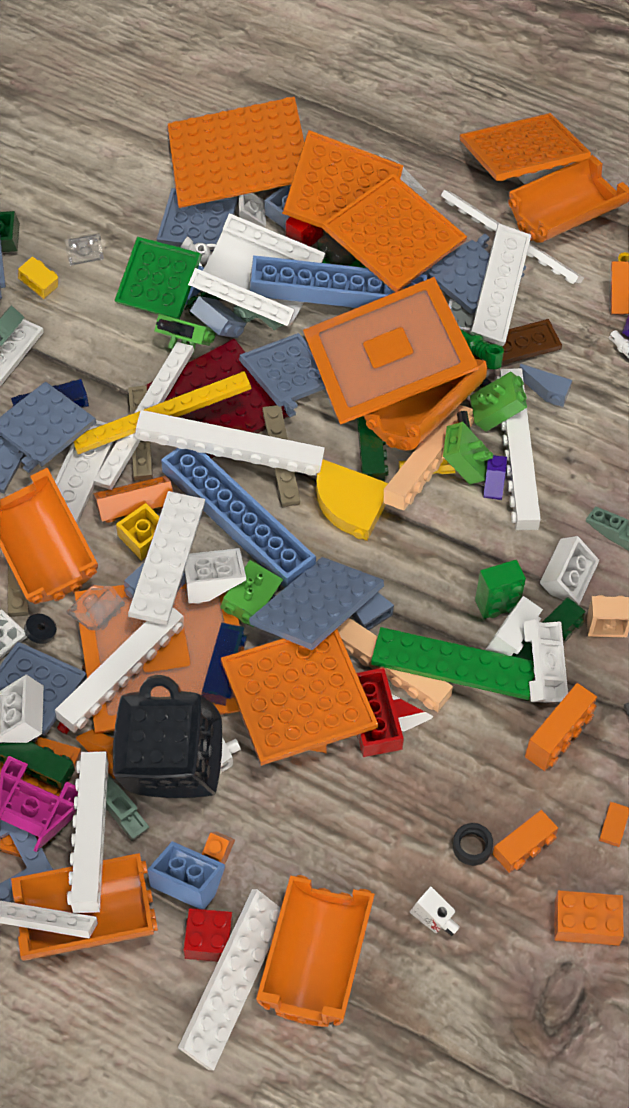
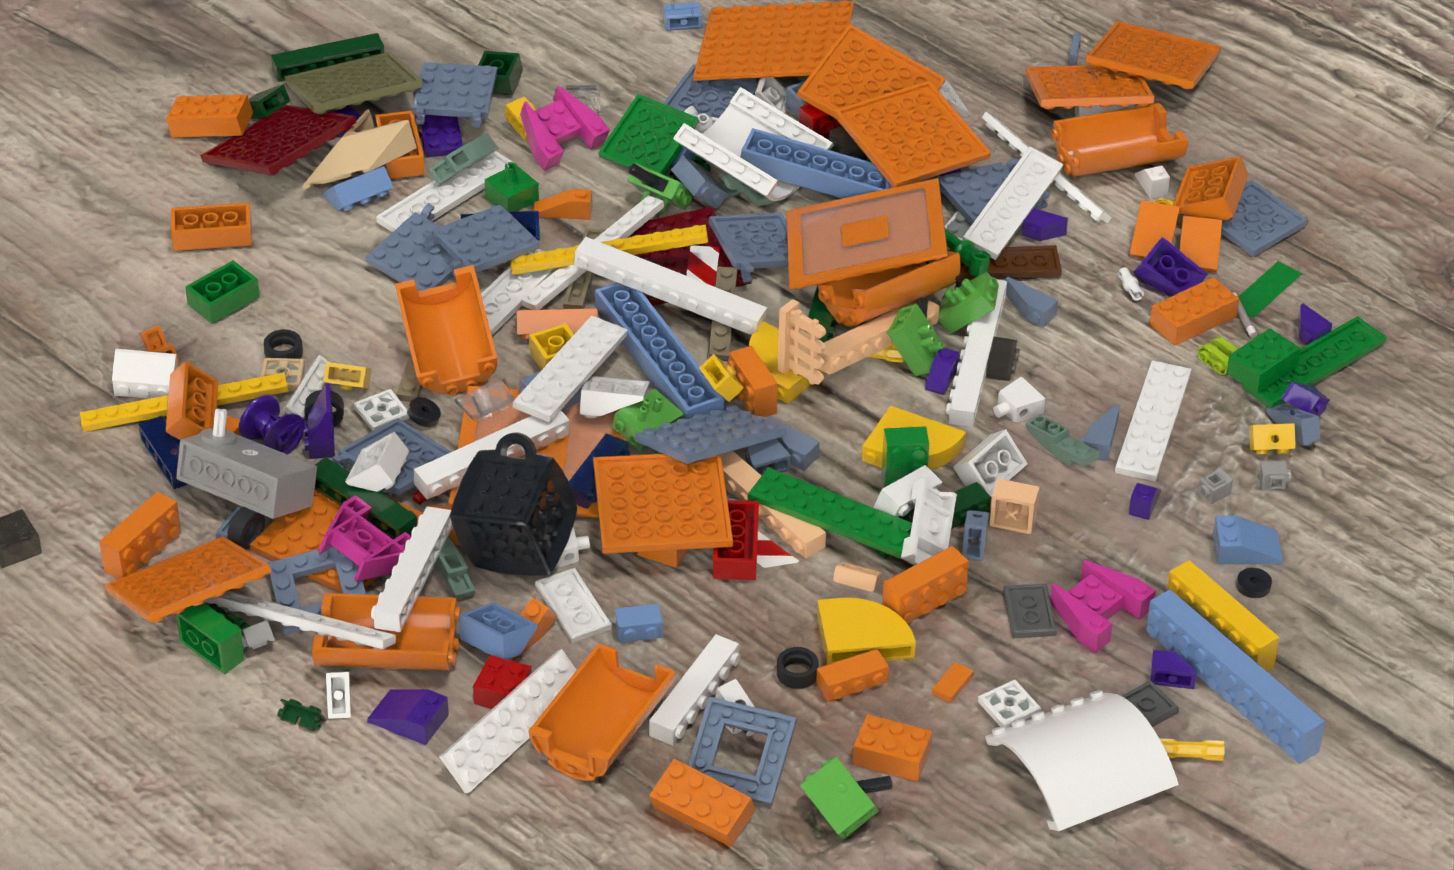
camera: 15 degrees right, 15 degrees down
(16, 1017) = (309, 716): none -> dark green hinge
(48, 358) = (512, 188): none -> green brick
(54, 985) = (338, 694): none -> white slope
(71, 279) = (559, 123): none -> dark pink wedge
(103, 364) = (566, 205): none -> orange slope
(128, 989) = (411, 713): none -> dark purple slope
(145, 137) = (682, 16): none -> medium blue brick
(244, 819) = (573, 605): none -> white tile
(249, 411) = (703, 264): none -> sticker
(308, 536) = (721, 377): none -> yellow brick
(312, 828) = (638, 623): none -> medium blue brick
(334, 531) = (759, 385): none -> orange brick
(375, 491) = (790, 340): none -> light nougat fence
(387, 896) = (694, 689): none -> white brick
(395, 589) = (801, 447): none -> sand blue slope
(430, 995) = (779, 733): none -> sand blue plate
(438, 1032) = (702, 802): none -> orange brick
(486, 550) = (944, 440): none -> yellow brick
(491, 722) = (856, 576): none -> light nougat slope
(496, 109) = (1074, 49): none -> sand blue tile
(517, 788) = (860, 626): none -> yellow brick
(531, 299) = (1044, 225): none -> dark purple slope
(543, 451) = (1002, 359): none -> clear smoke brick
(566, 996) = (843, 798): none -> bright green piece
(567, 103) = (1153, 55): none -> orange plate
(572, 495) = (1019, 401): none -> white torso
(582, 646) = (975, 528): none -> sand blue torso
(607, 231) = (1154, 181): none -> white slope

